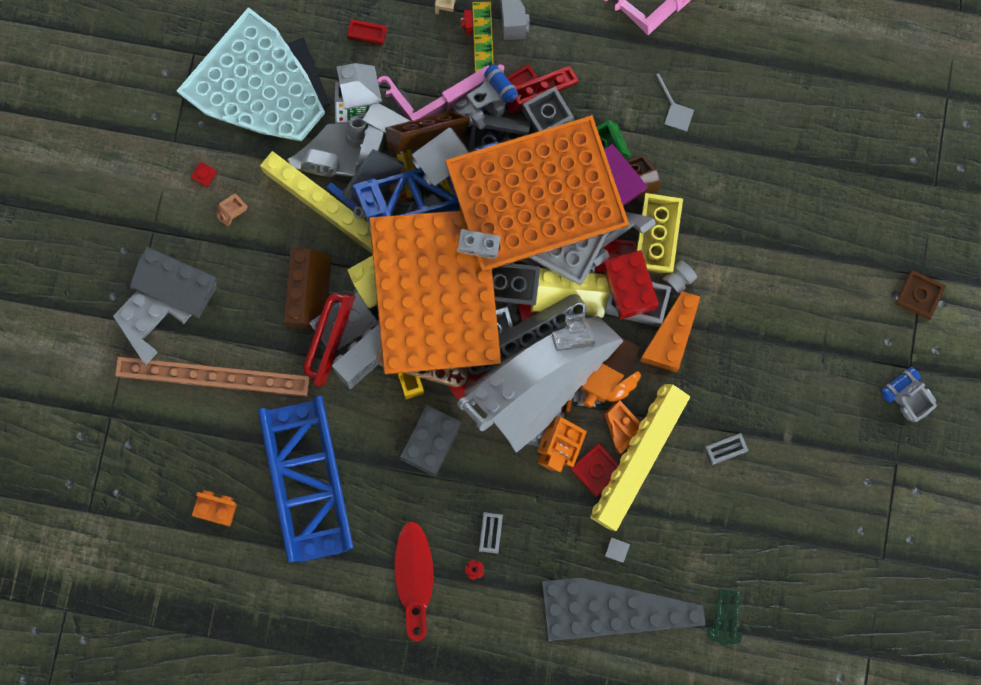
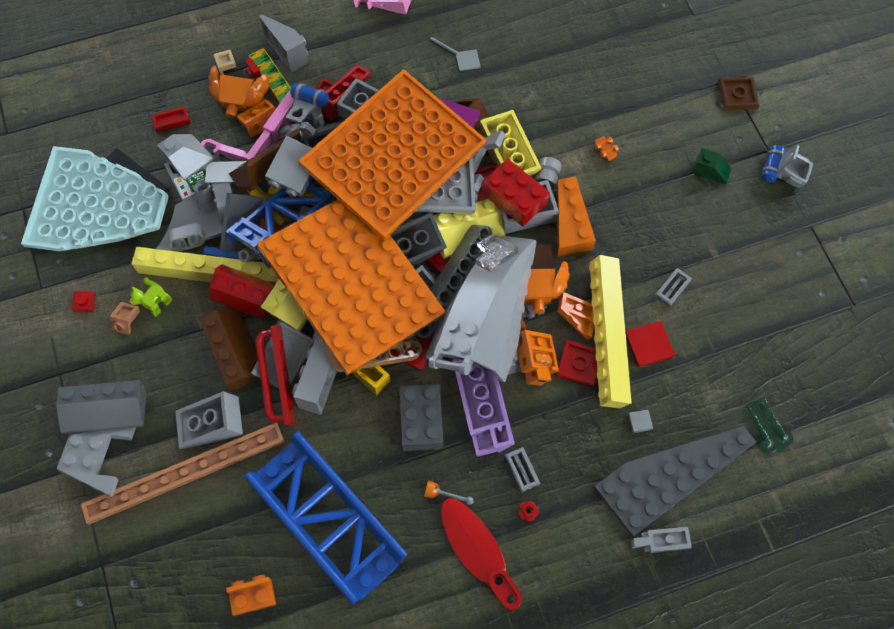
camera: 30 degrees left, 10 degrees down
(254, 343) = (209, 421): none -> light grey slope
(264, 203) = (151, 298): none -> lime animal
(340, 241) = (240, 291): none -> red slope
(406, 507) = (433, 490): none -> hinge
(439, 38) = (236, 92): none -> orange torso
(445, 73) = (256, 117): none -> orange bracket
(478, 244) = (369, 213): light grey brick -> none
(486, 468) = (484, 410): none -> lavender slope
(571, 658) = (663, 540): none -> light grey hinge
(670, 488) = (649, 344): none -> red tile
(752, 284) = (606, 149): none -> orange piece
(840, 356) = (712, 166): none -> dark green slope

